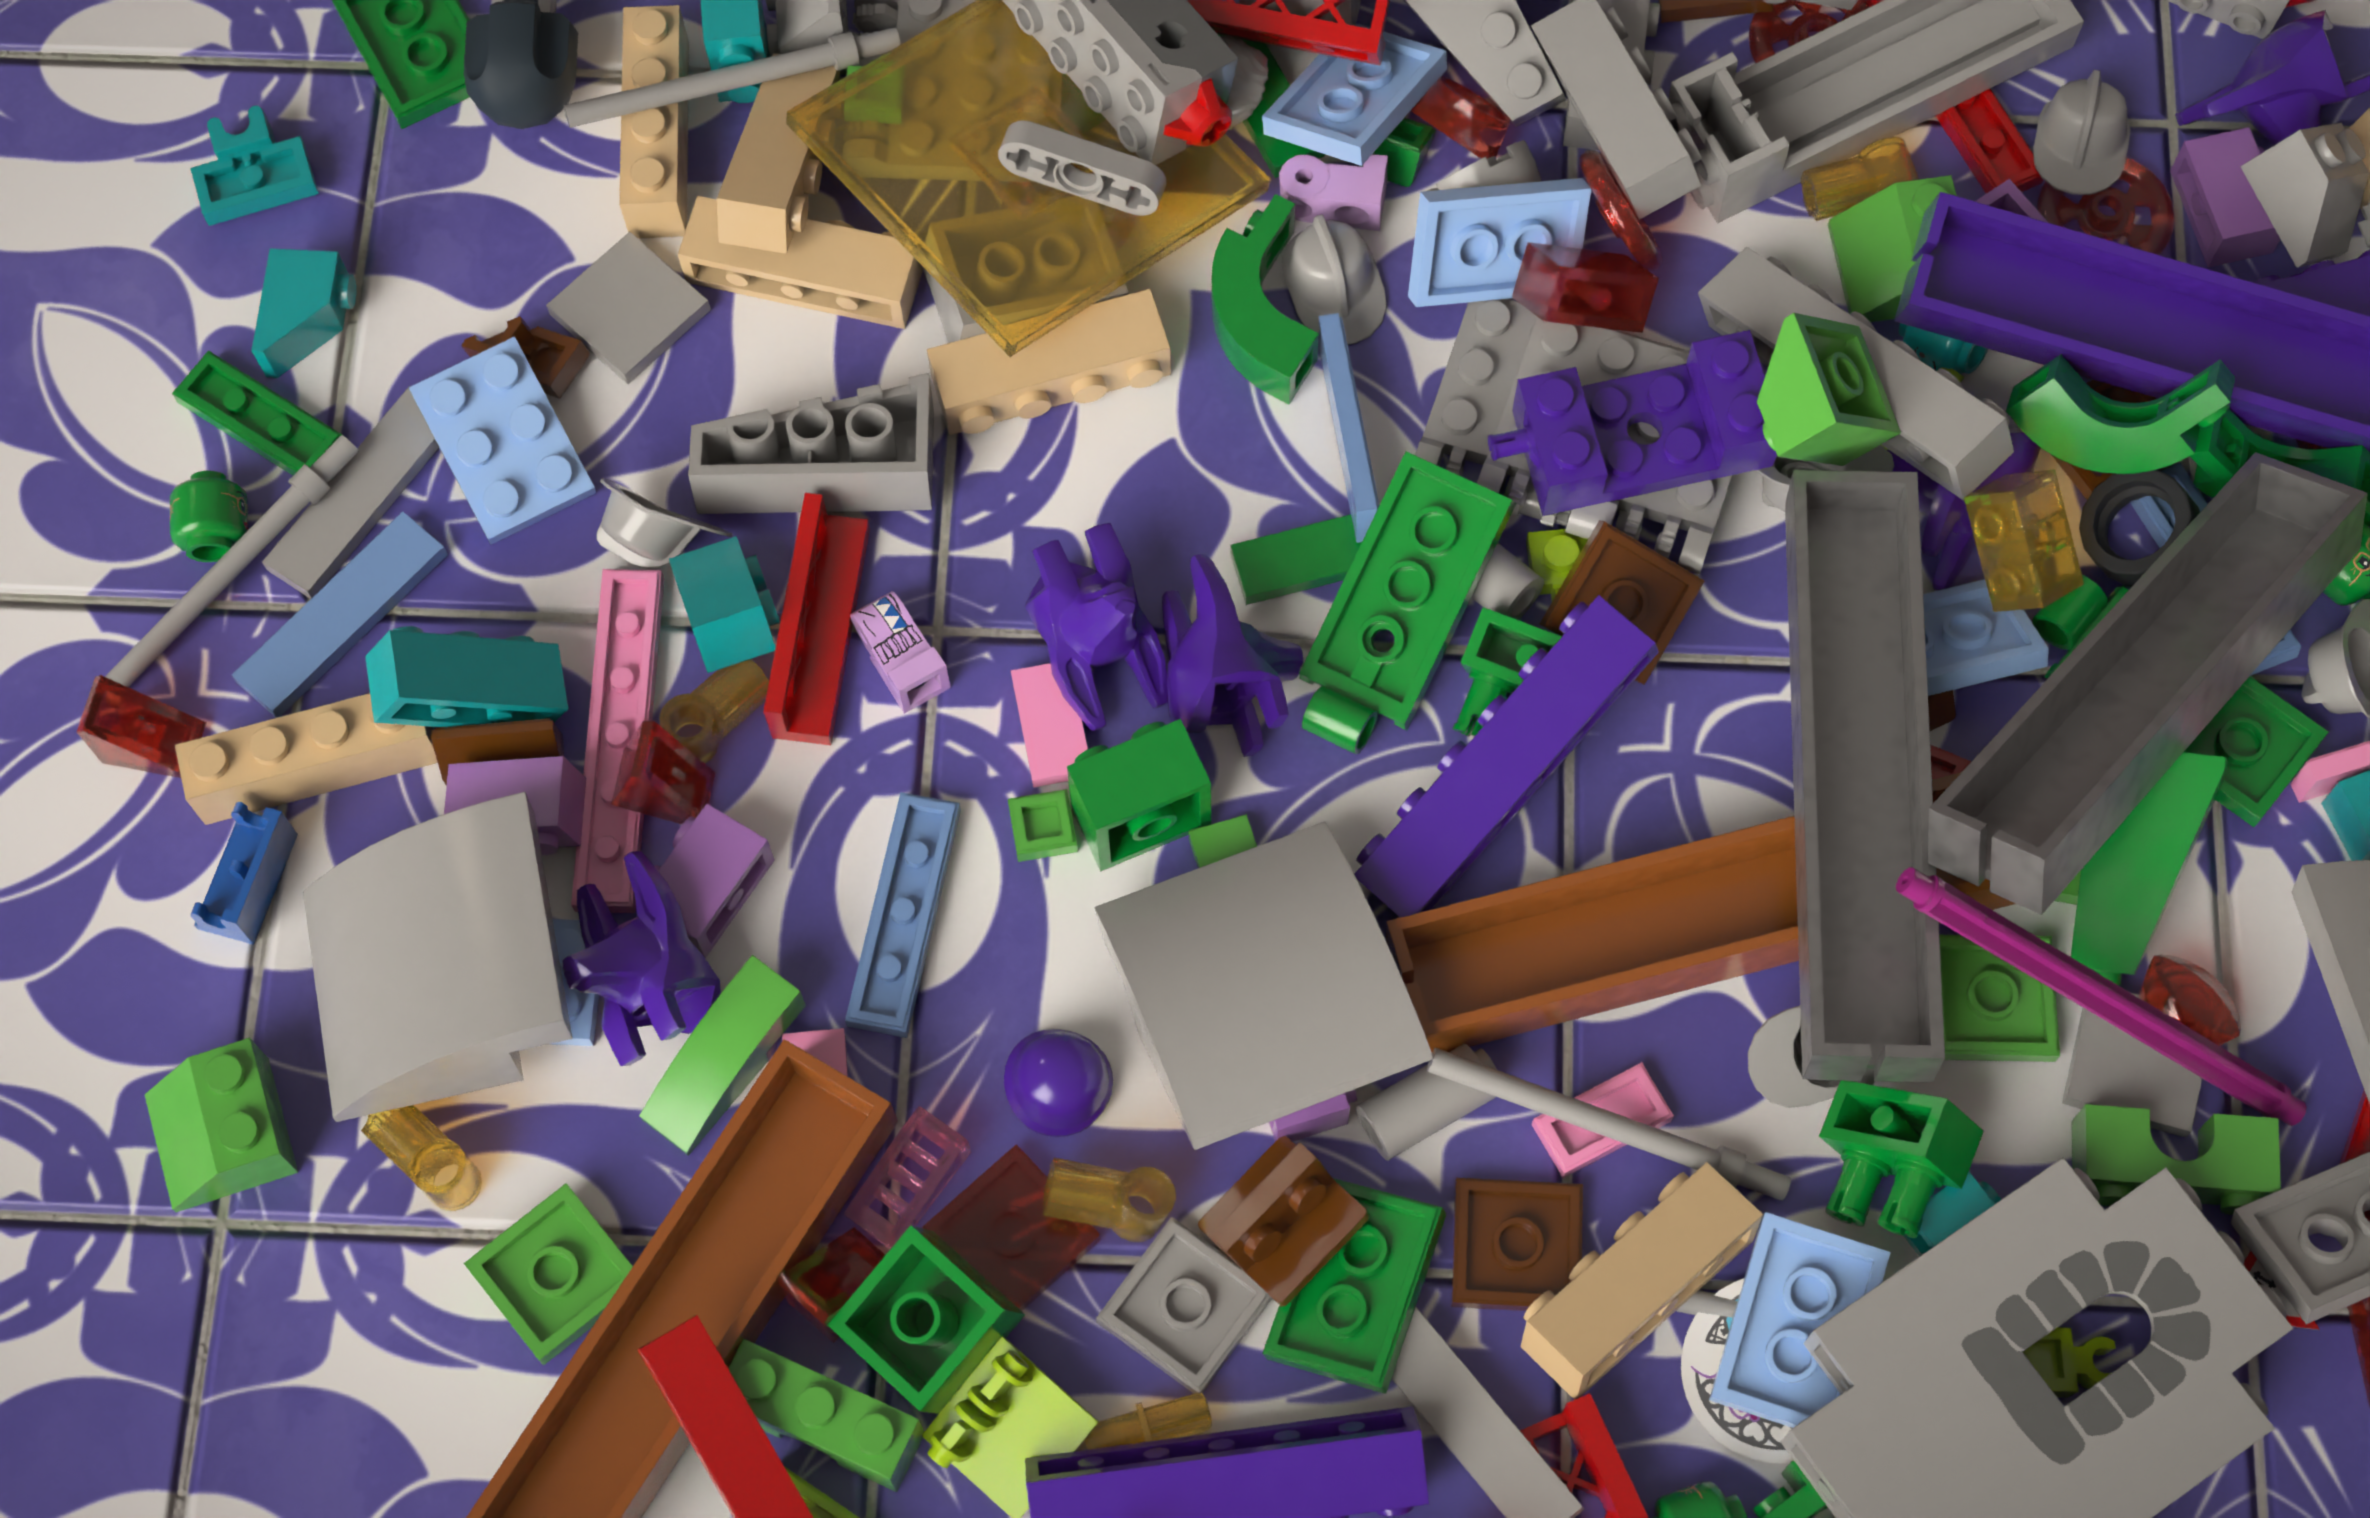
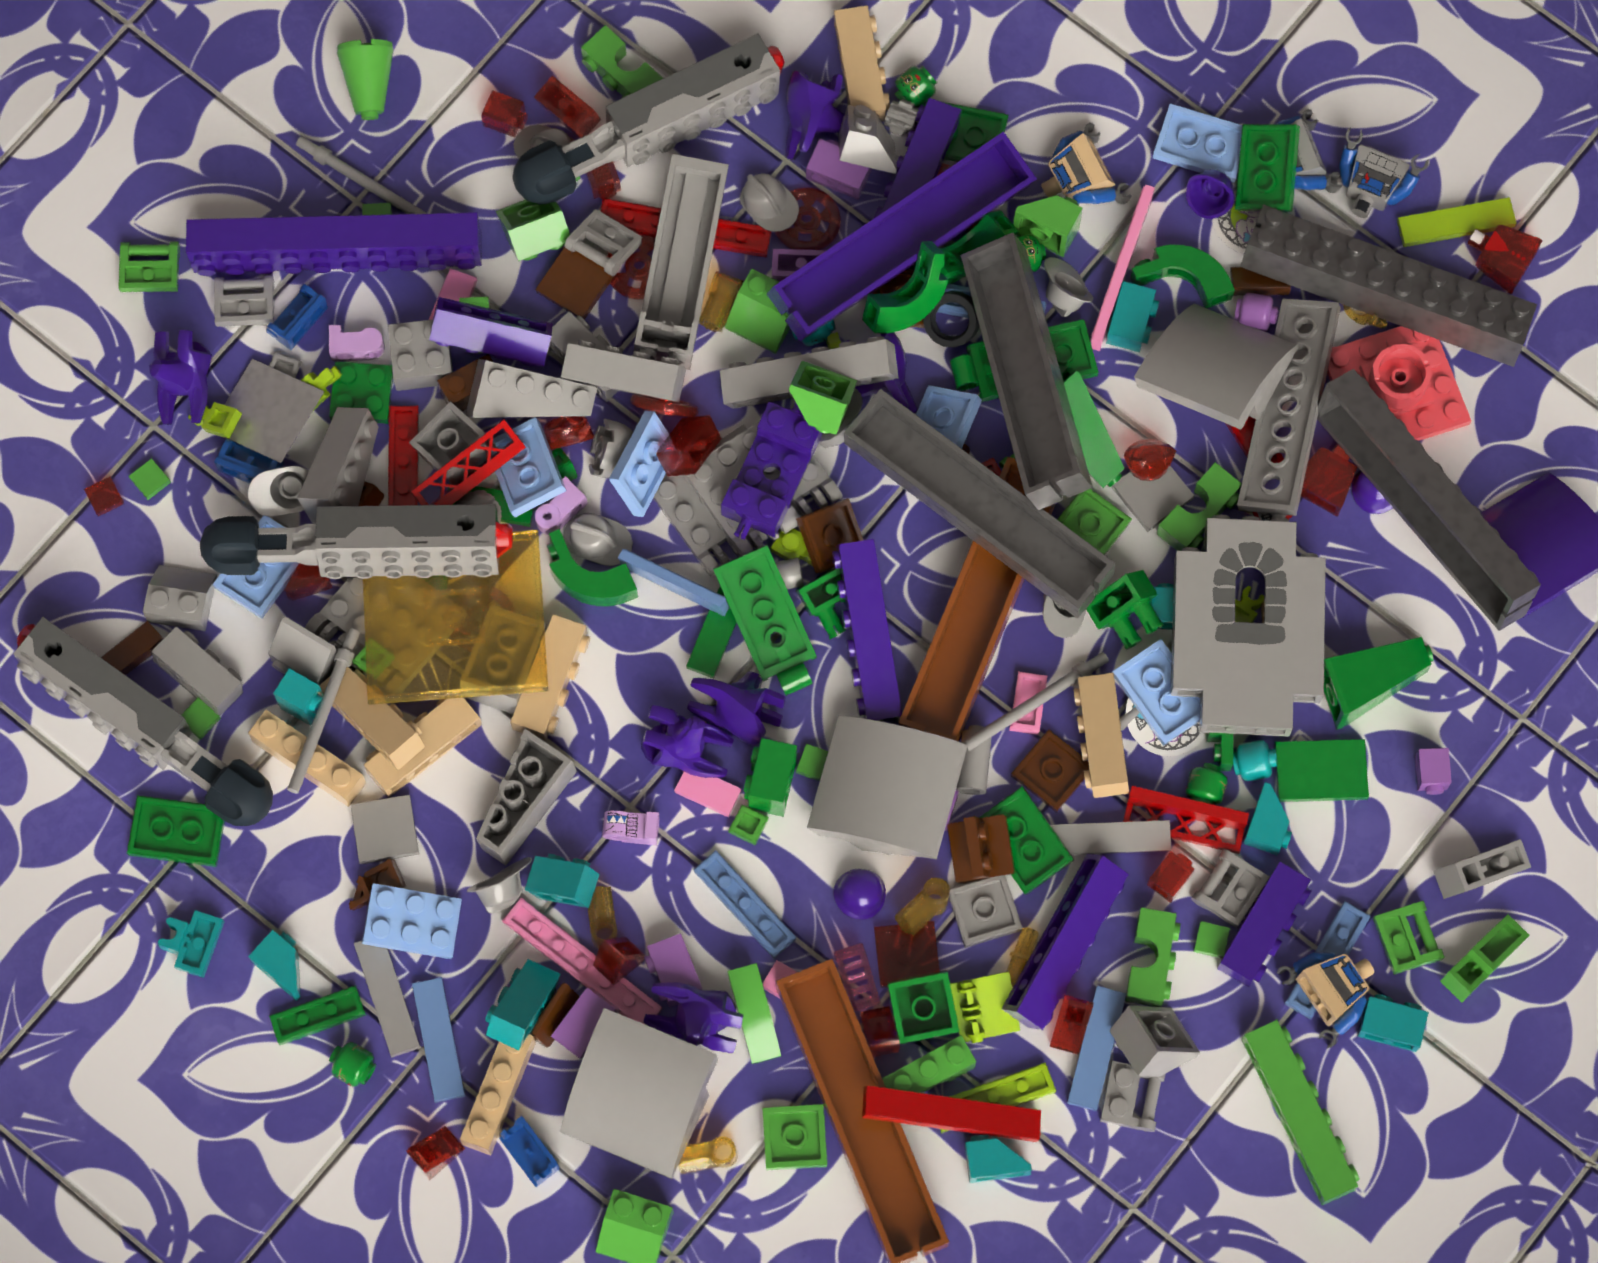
camera: 55 degrees left, 5 degrees up
(306, 487) = (372, 1014): light grey bar -> none
(815, 624) = (593, 848): red fence -> none
(1117, 178) = (485, 601): light grey beam -> none
(2024, 540) = (929, 368): clear yellow brick -> none
(2100, 996) = (1128, 488): magenta piece -> none

